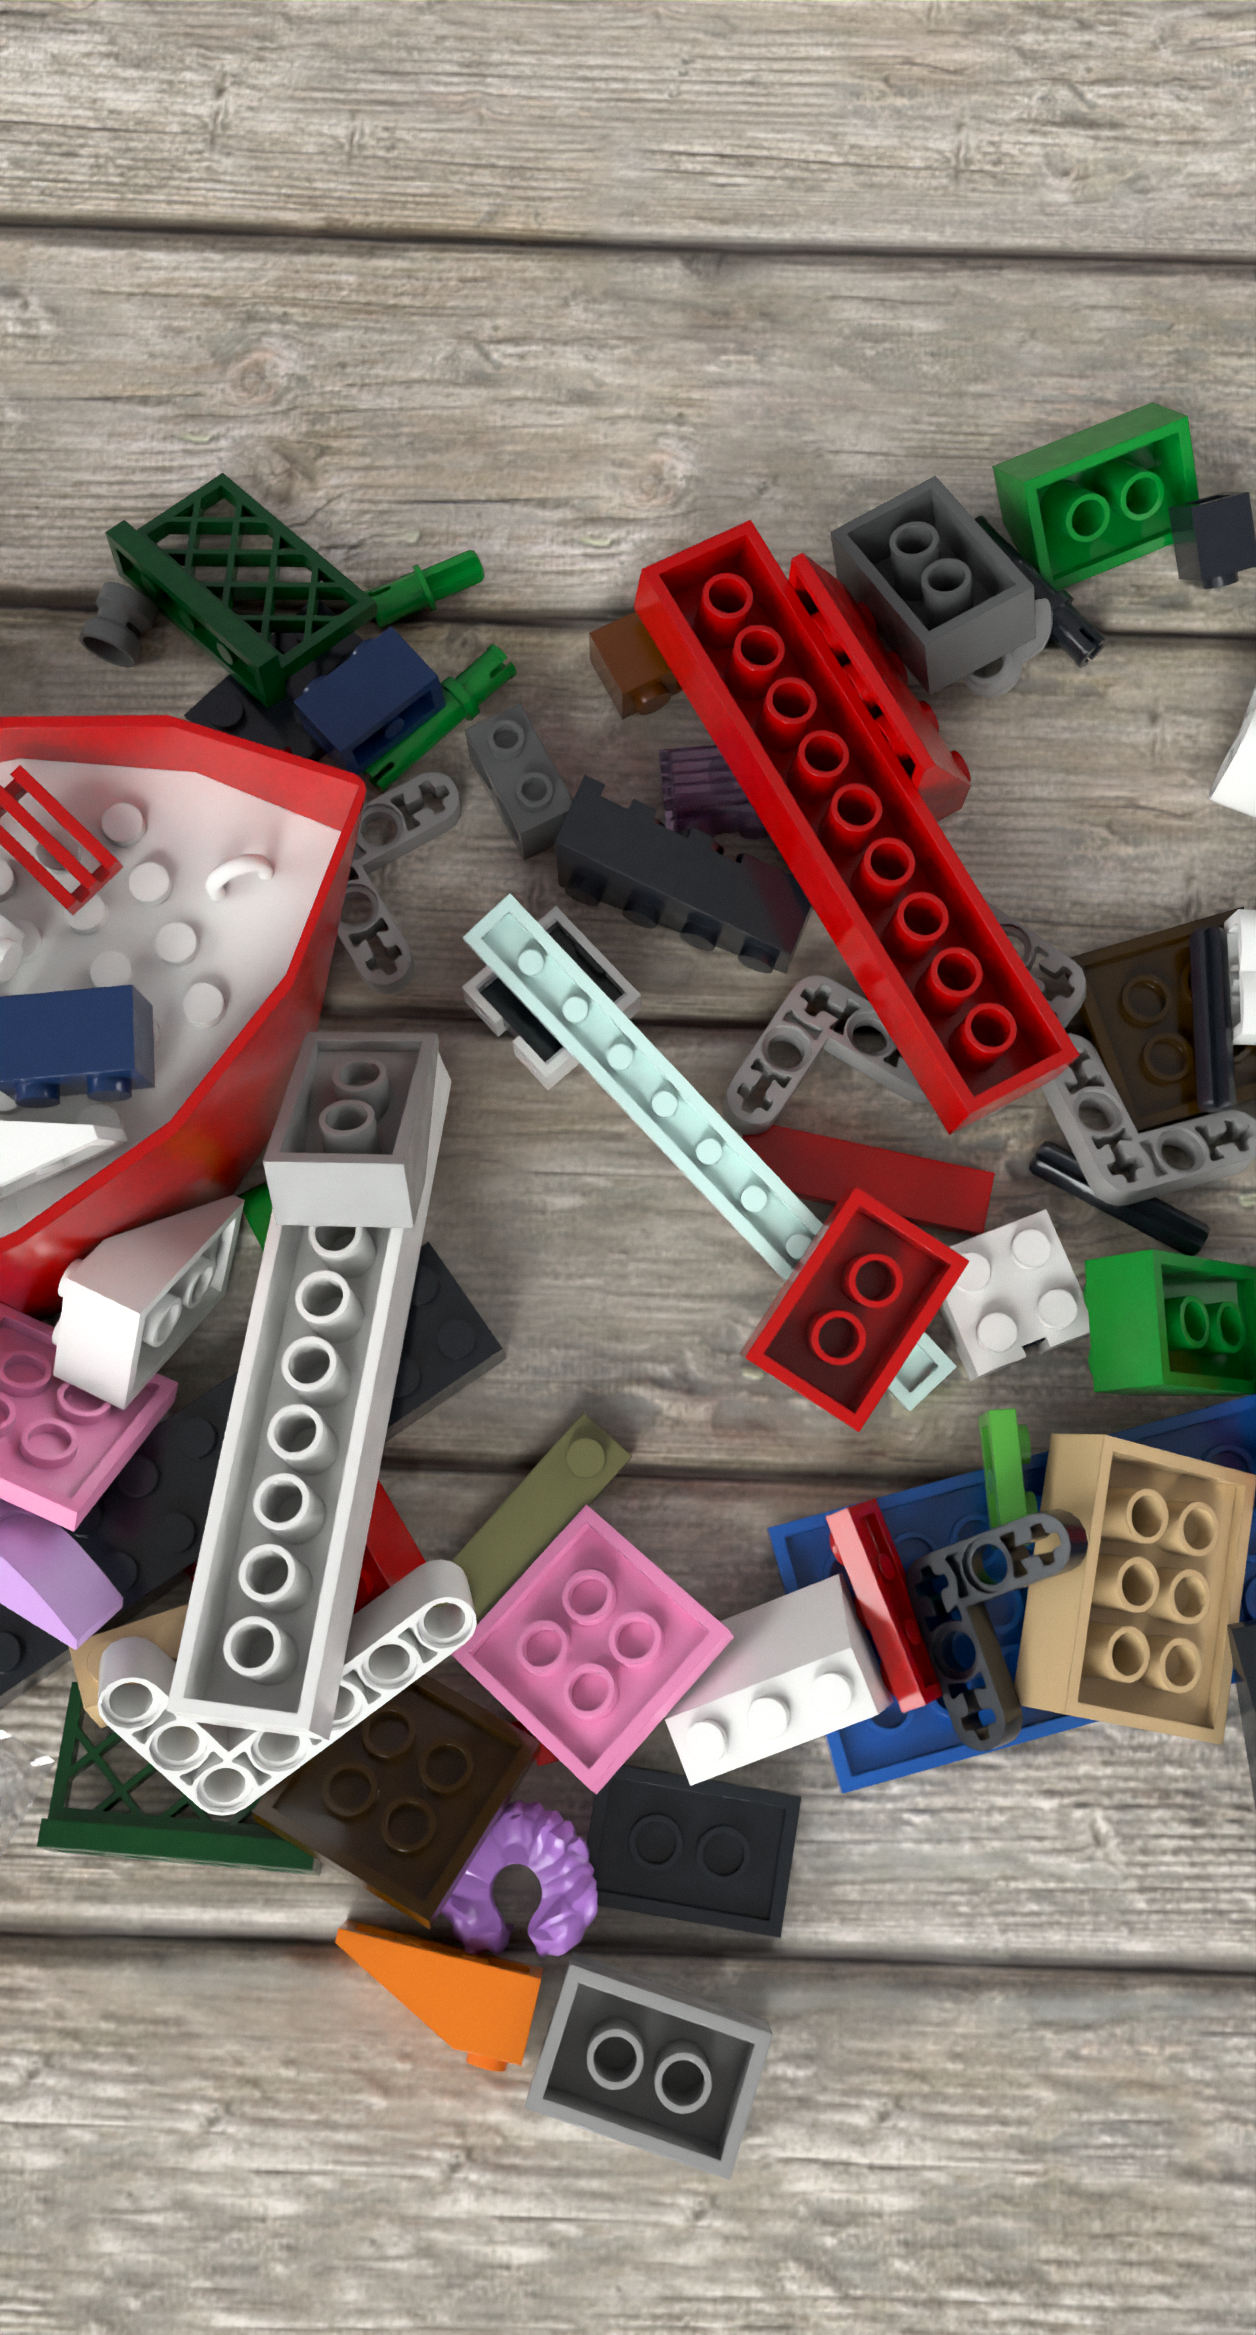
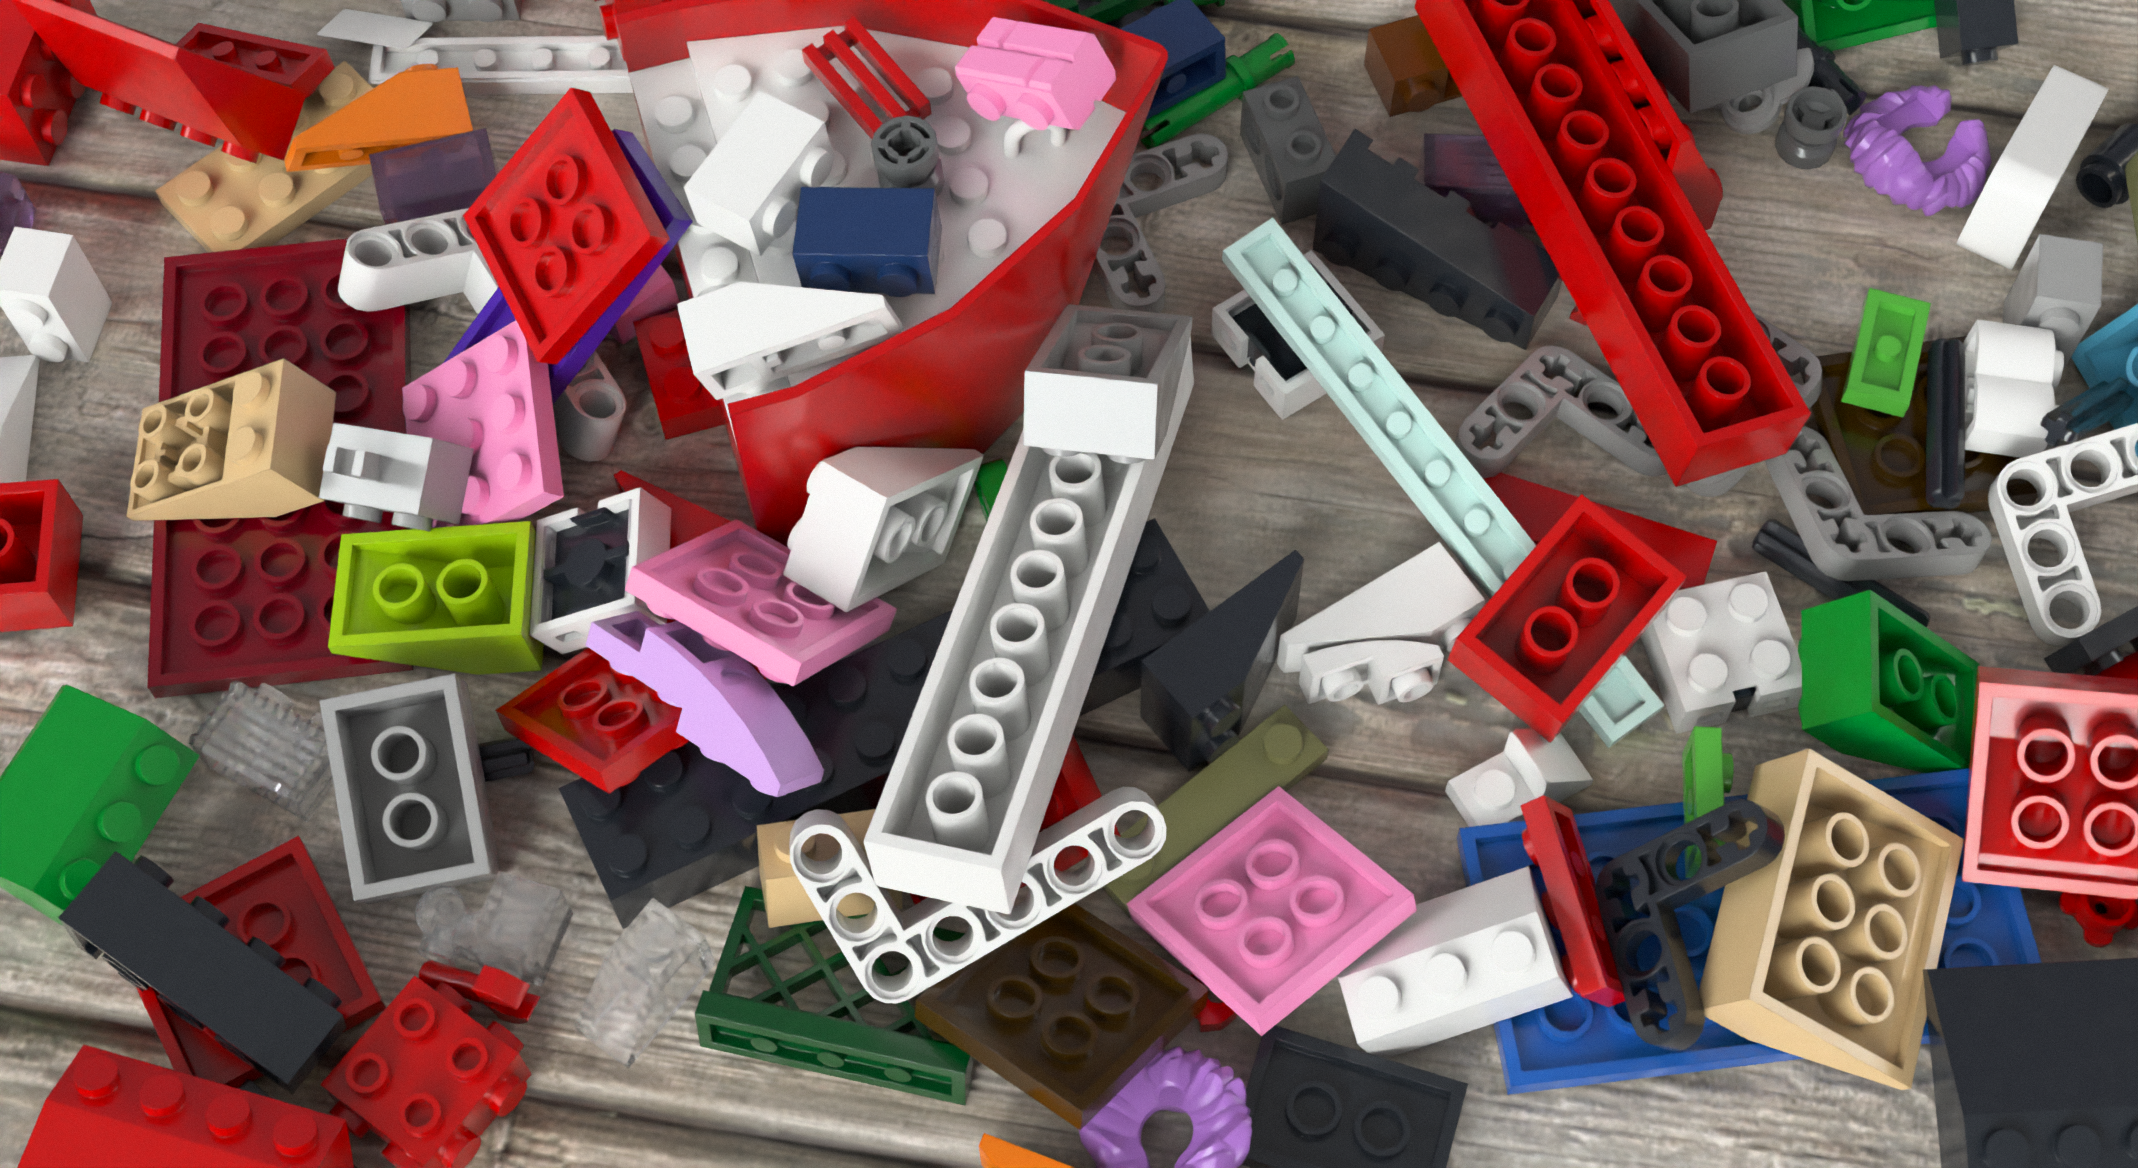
camera: 10 degrees right, 15 degrees down
(114, 953) = (907, 154): none -> dark grey wheel
(224, 824) = (1035, 74): none -> bright pink brick
(511, 1402) = (1211, 673): none -> black slope
(684, 1362) = (1388, 666): none -> white slope
(686, 1302) = (1416, 601): none -> white slope
(819, 1465) = (1517, 775): none -> white slope
(1054, 672) = (1810, 127): none -> dark grey wheel
(1138, 718) = (1896, 168): none -> medium lavender piece
(1148, 949) = (1886, 352): none -> bright green plate

